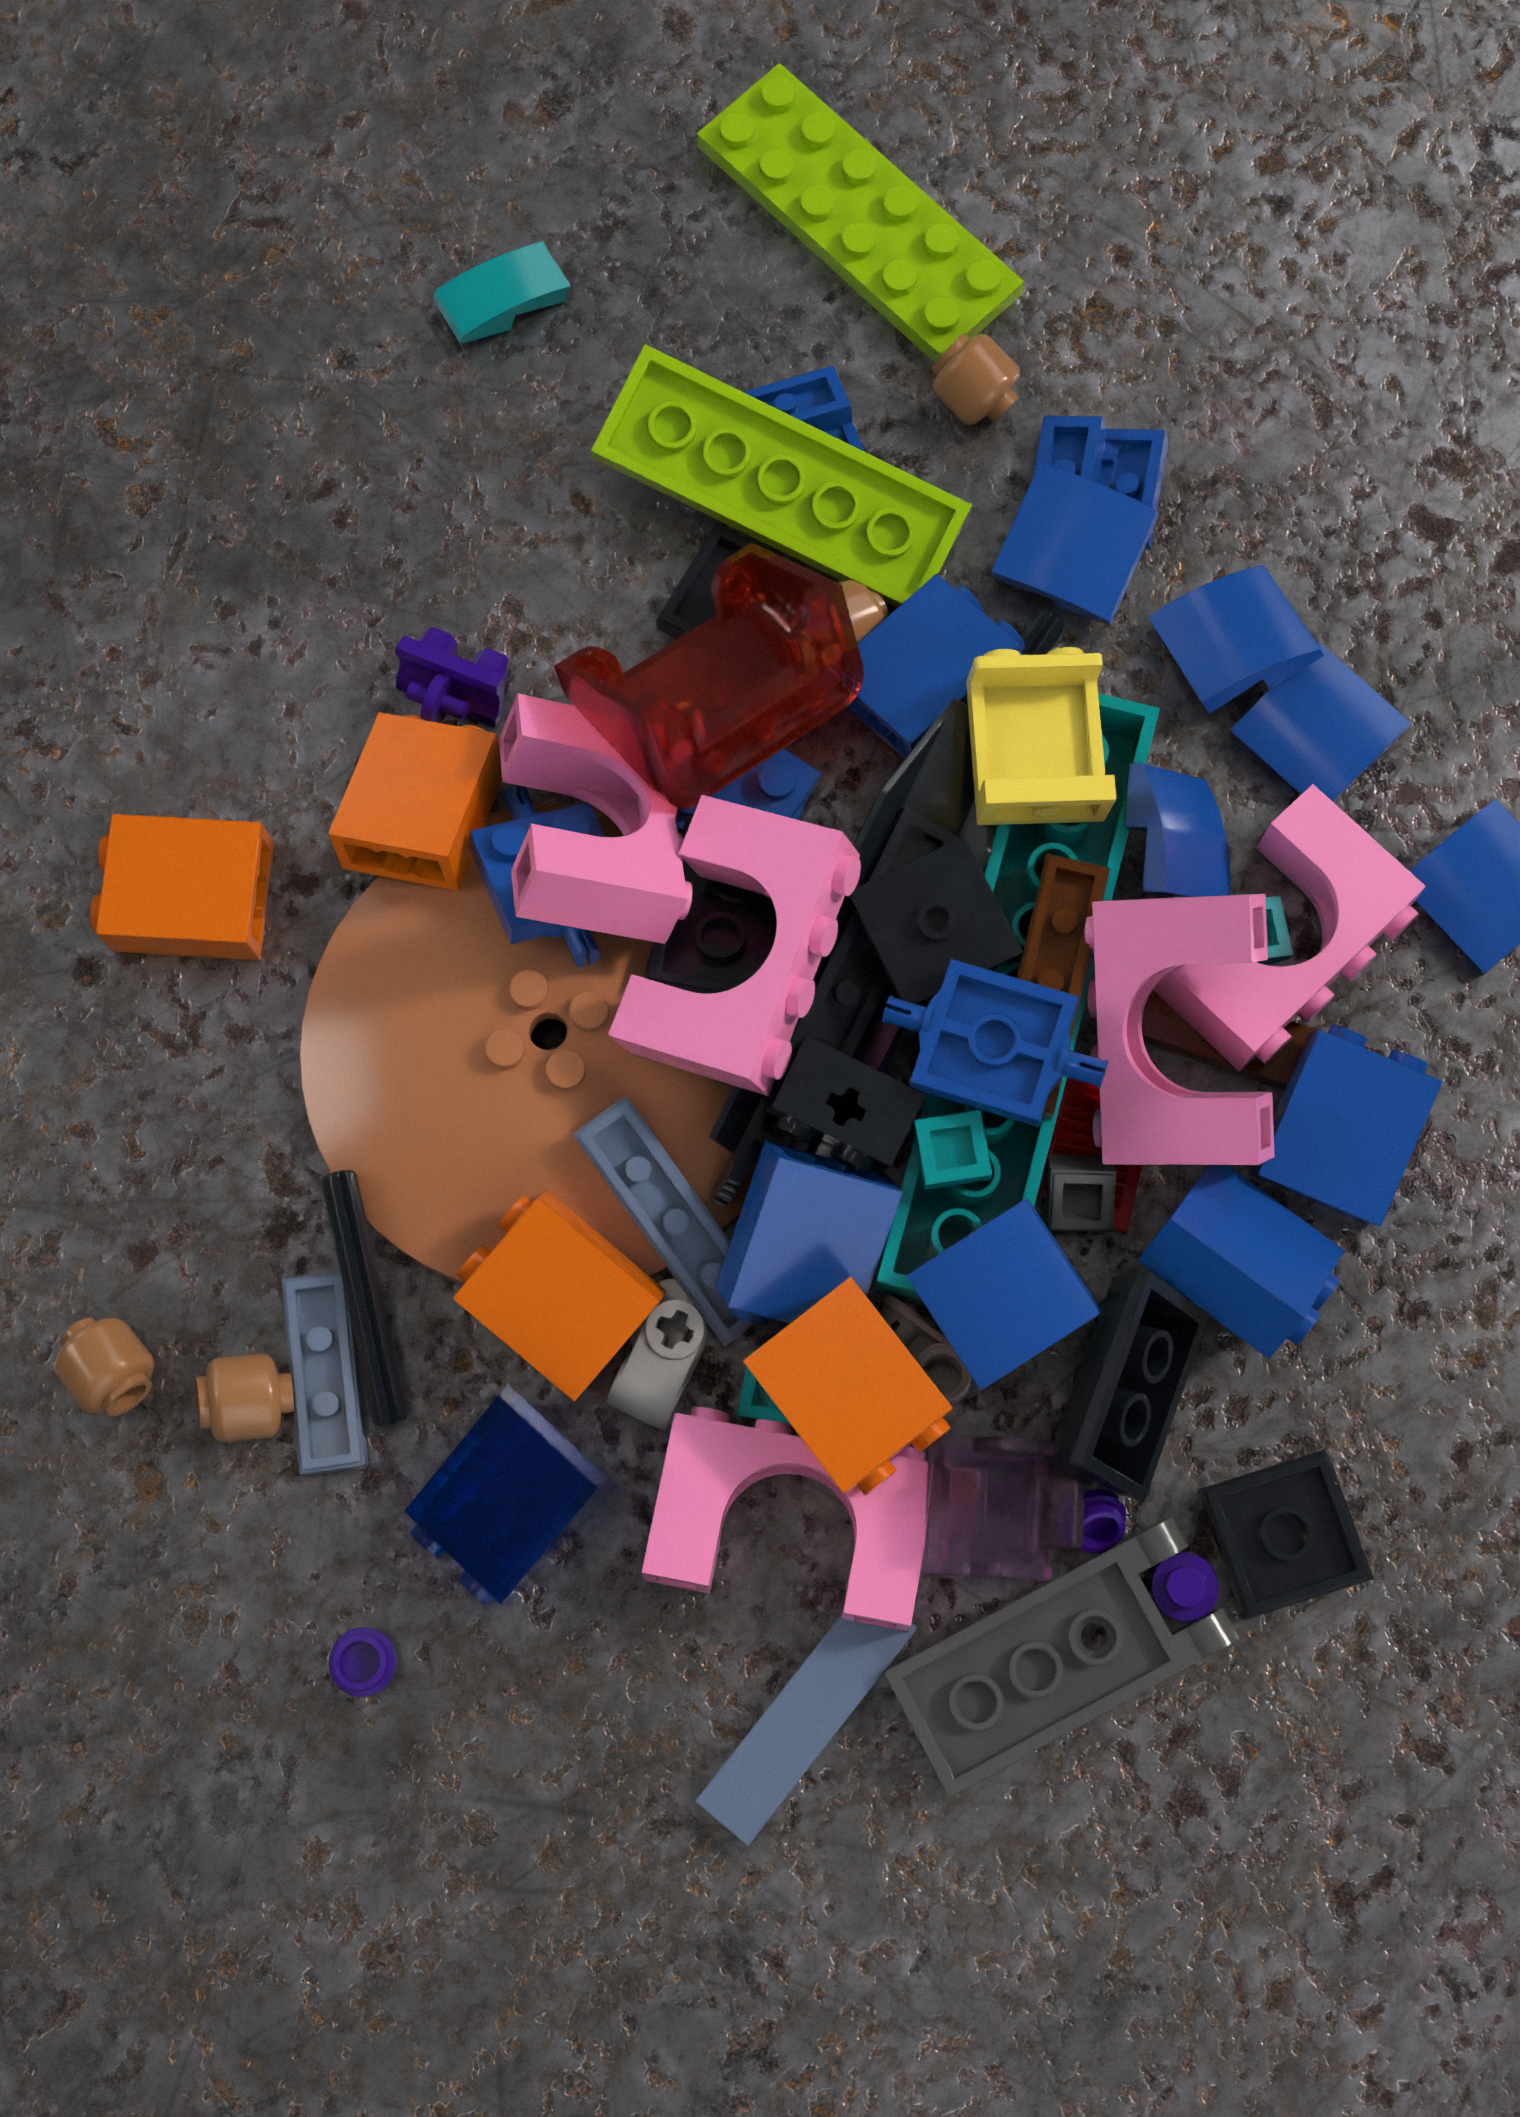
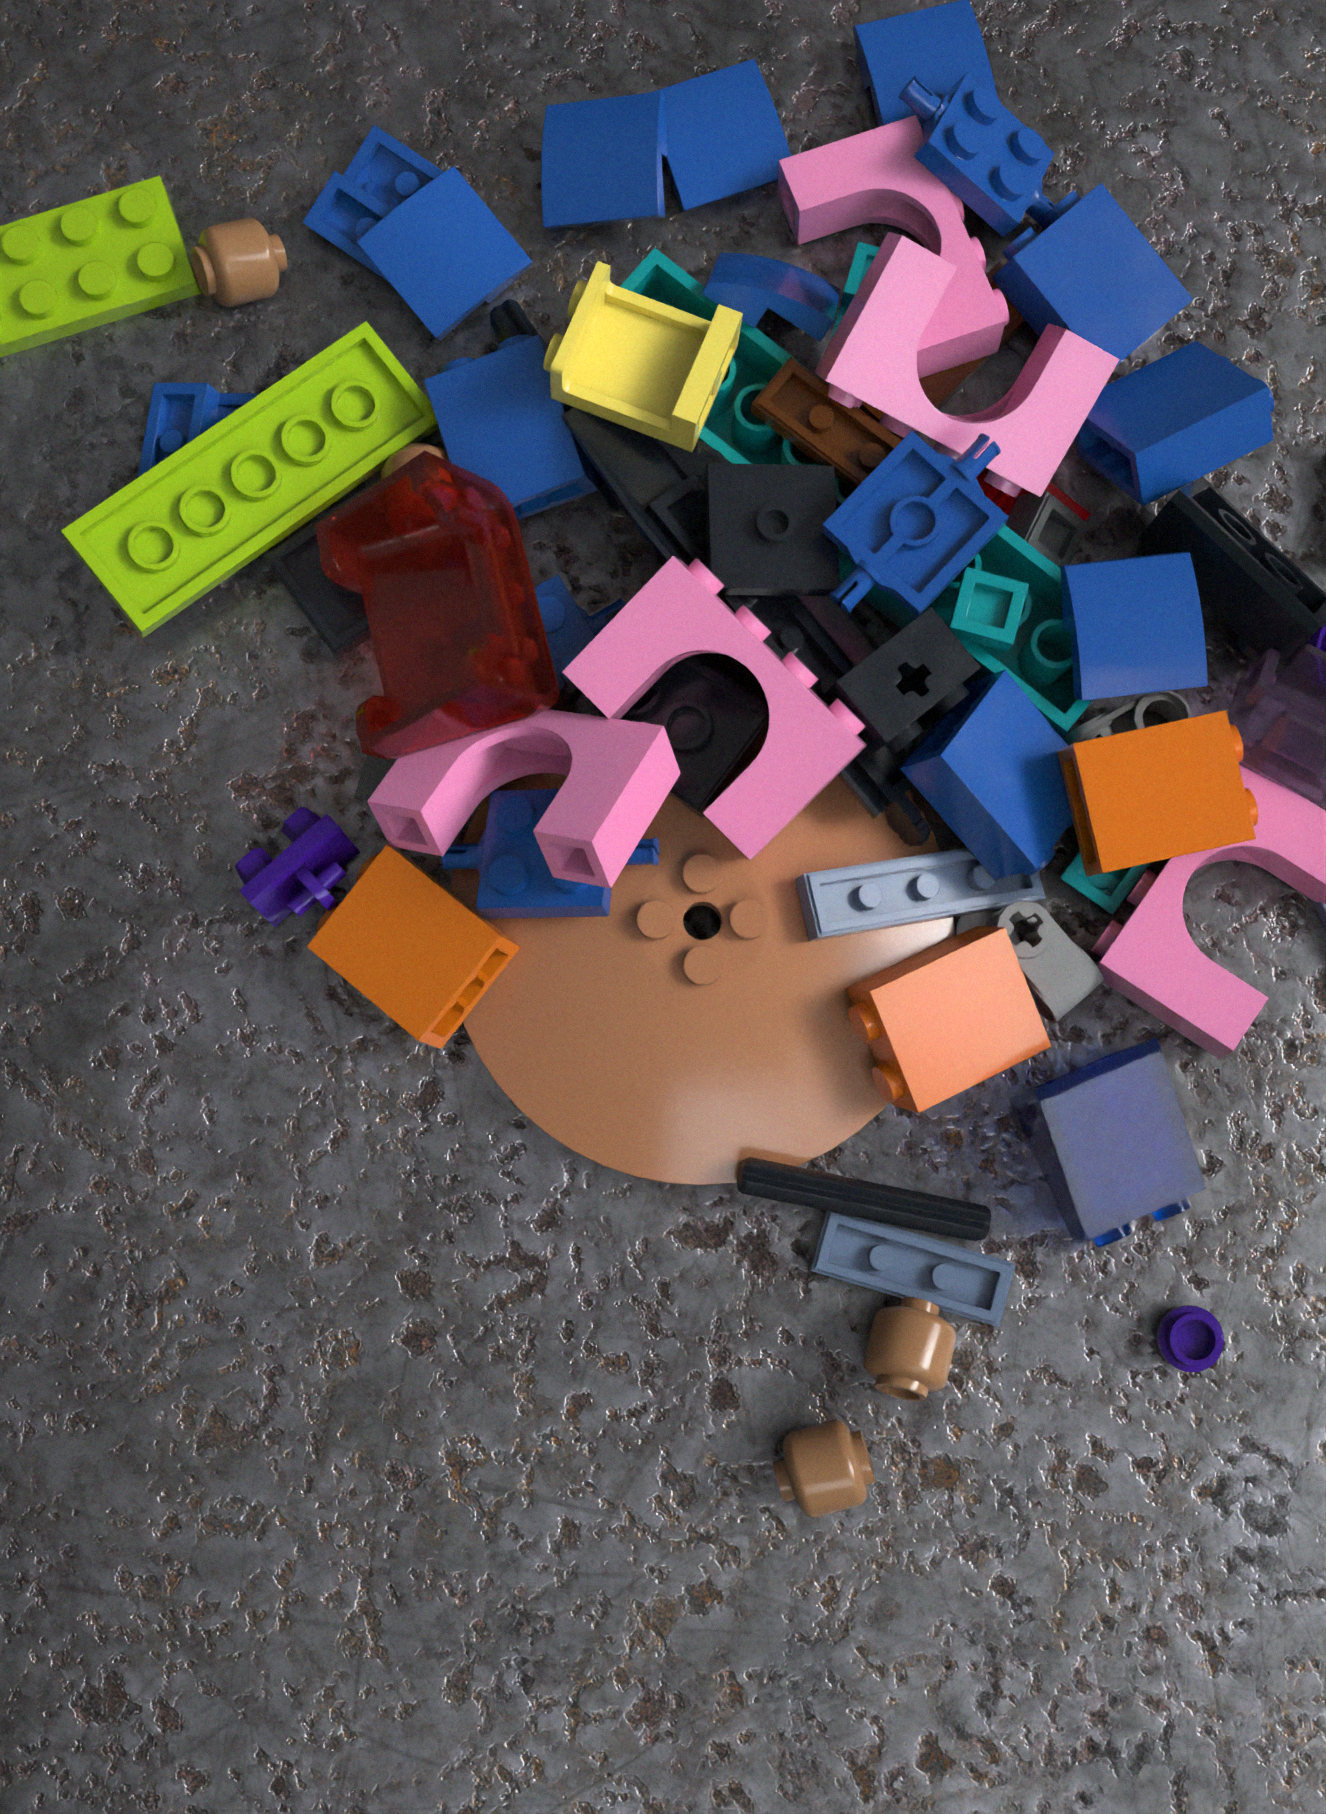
camera: 75 degrees left, 5 degrees up
(183, 886) = (384, 1210): orange brick -> none
(1424, 965) = (982, 152): none -> blue plate

